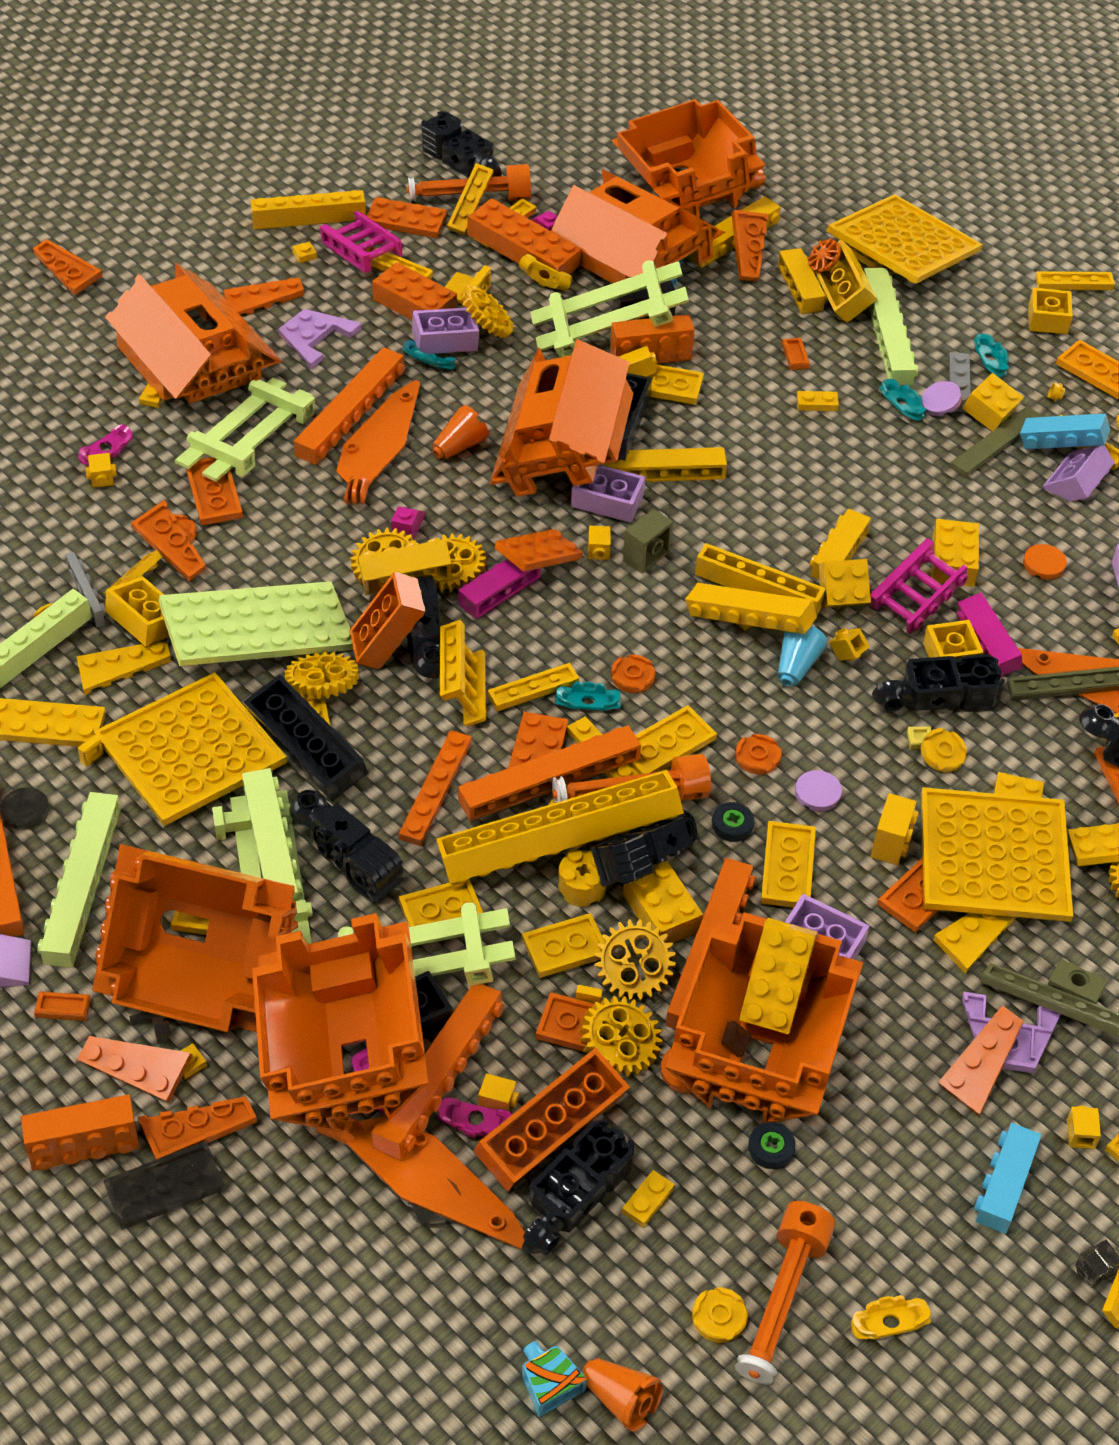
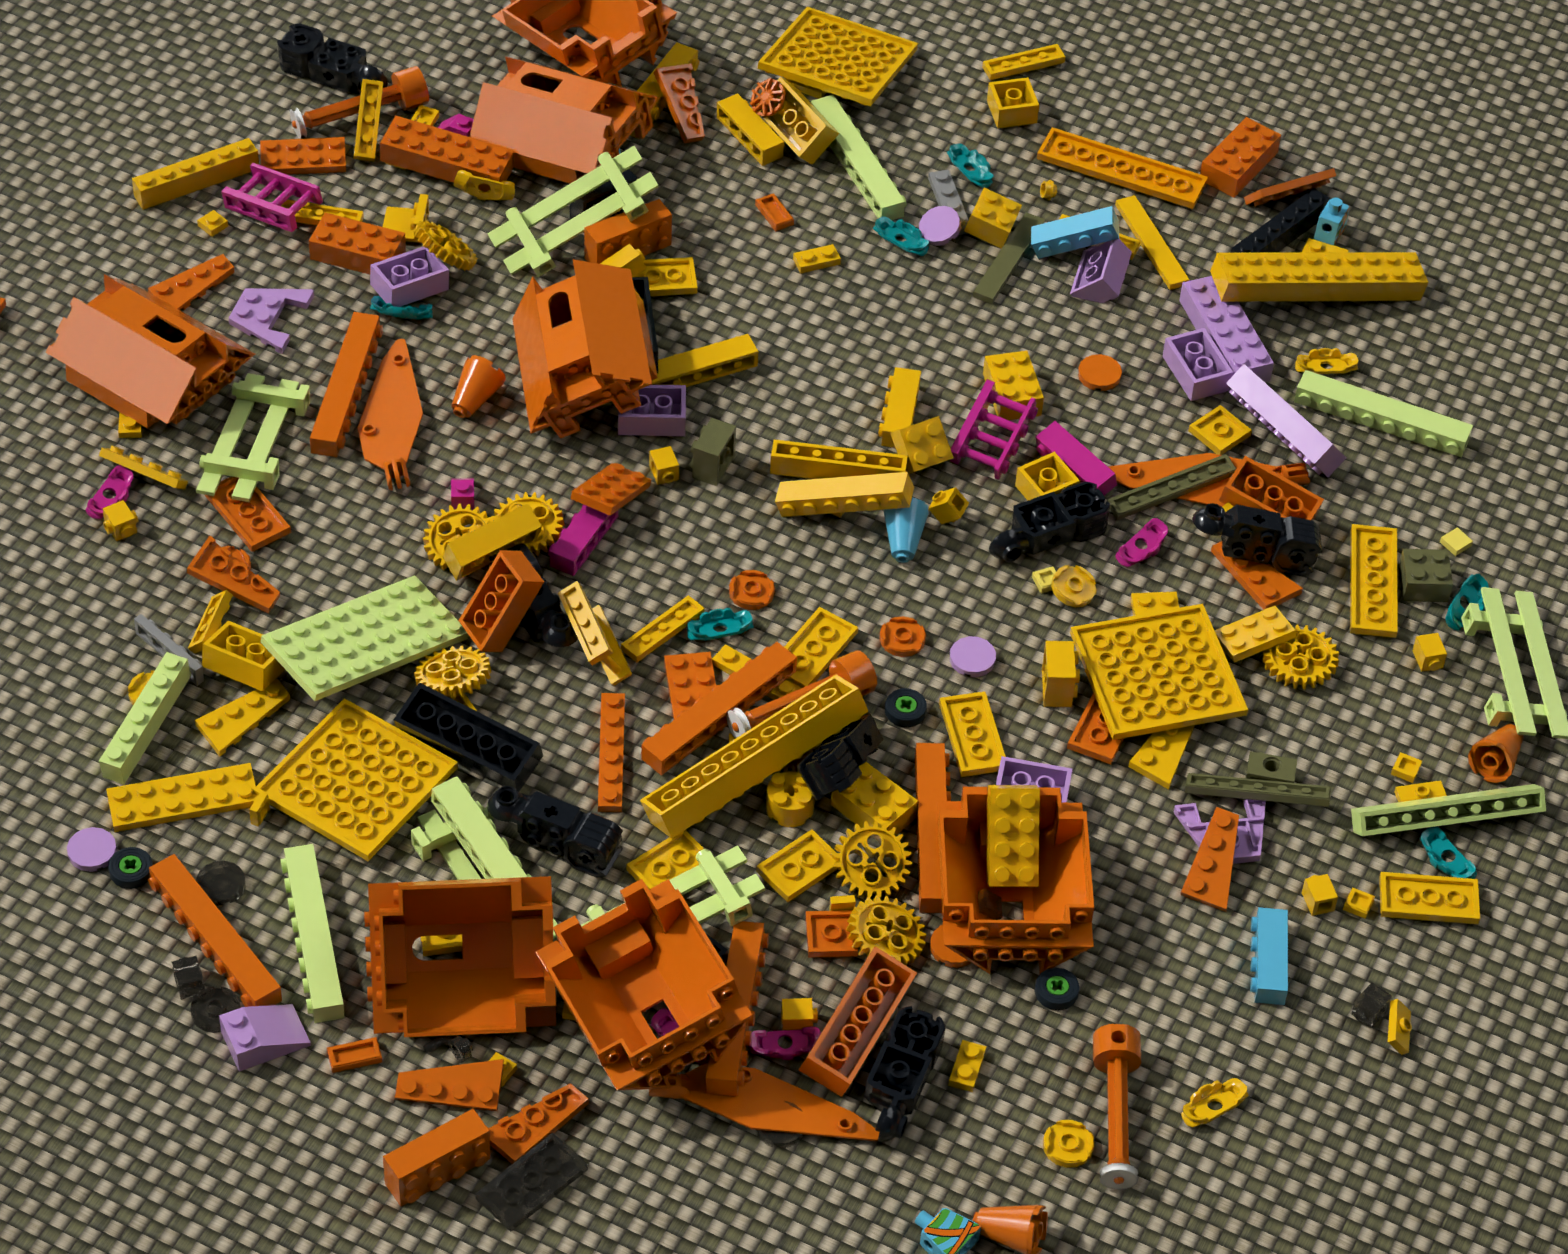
camera: 20 degrees left, 0 degrees up
(148, 434) = (150, 470): none -> yellow plate
(1040, 721) = (1153, 534): none -> dark pink piece

